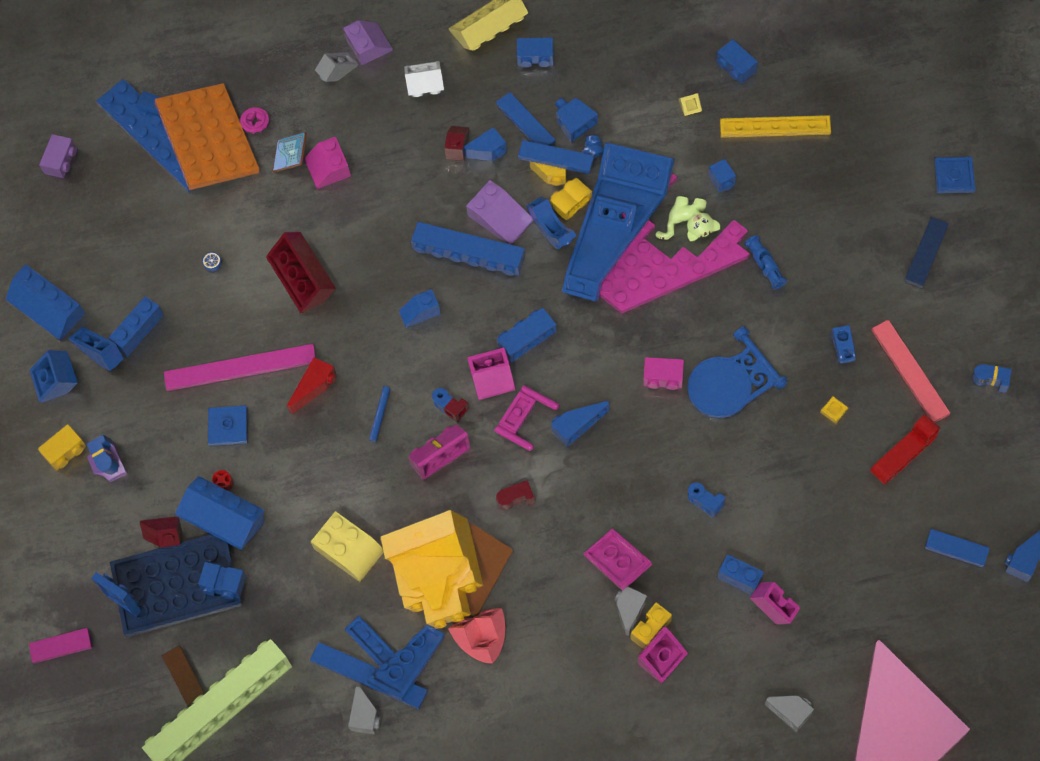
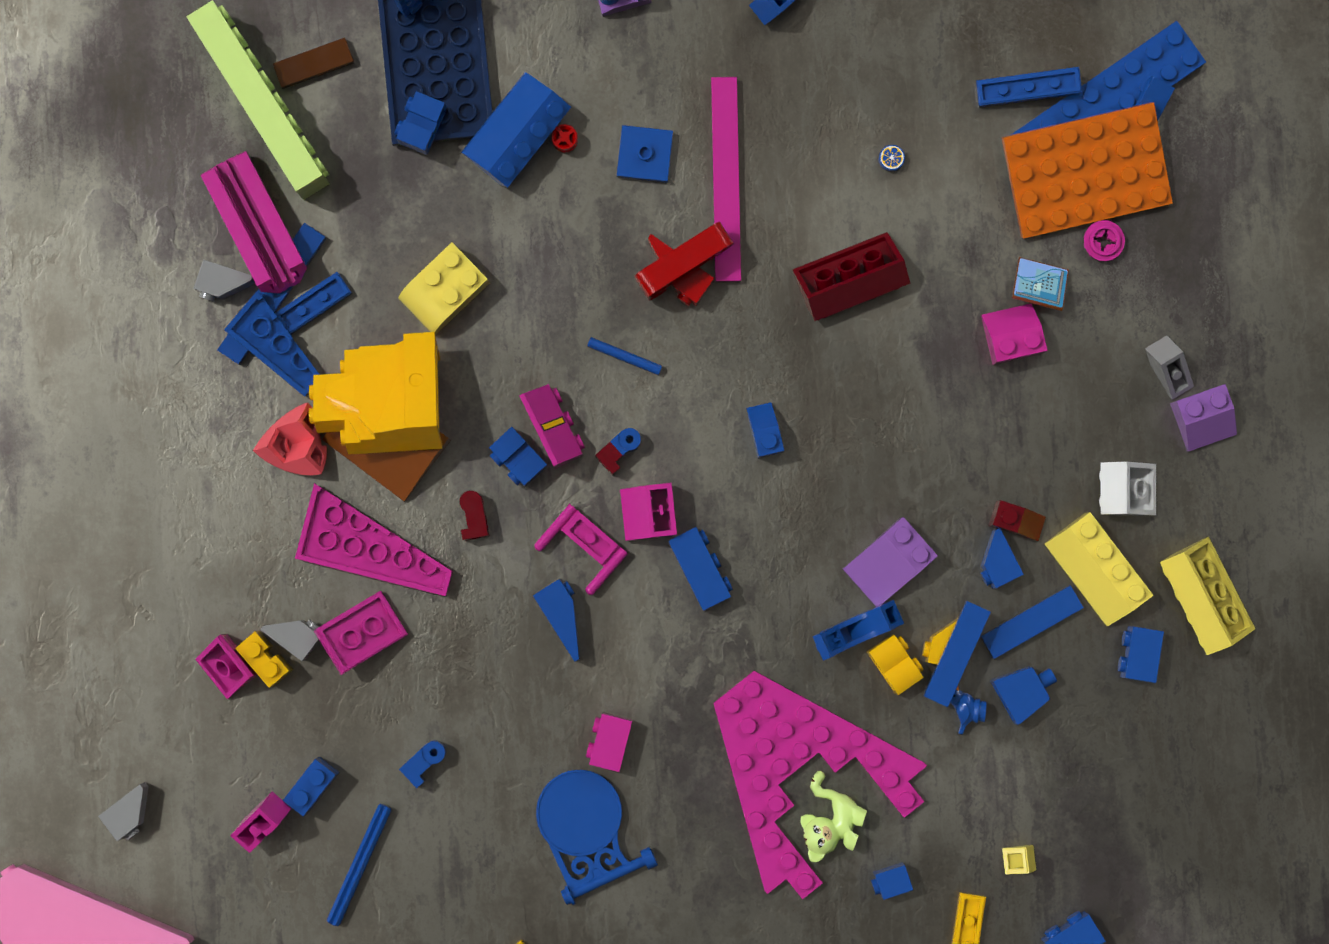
camera: 90 degrees right, 20 degrees up
(136, 326) = (808, 45): blue brick -> none
(151, 182) = (1029, 87): none -> blue tile
(162, 531) = (506, 54): dark red slope -> none
(304, 377) = (683, 260): none -> red beam
(312, 693) = (254, 224): none -> dark pink piece
(466, 472) = (517, 457): none -> blue brick
(468, 249) = (844, 509): blue brick -> none
(481, 86) = (1098, 569): none -> light yellow slope
(551, 575) = (352, 542): none -> dark pink wing
(629, 184) = (893, 744): blue wing -> none
(765, 262) = (745, 914): blue piece -> none
(792, 533) = (359, 864): none -> blue axle

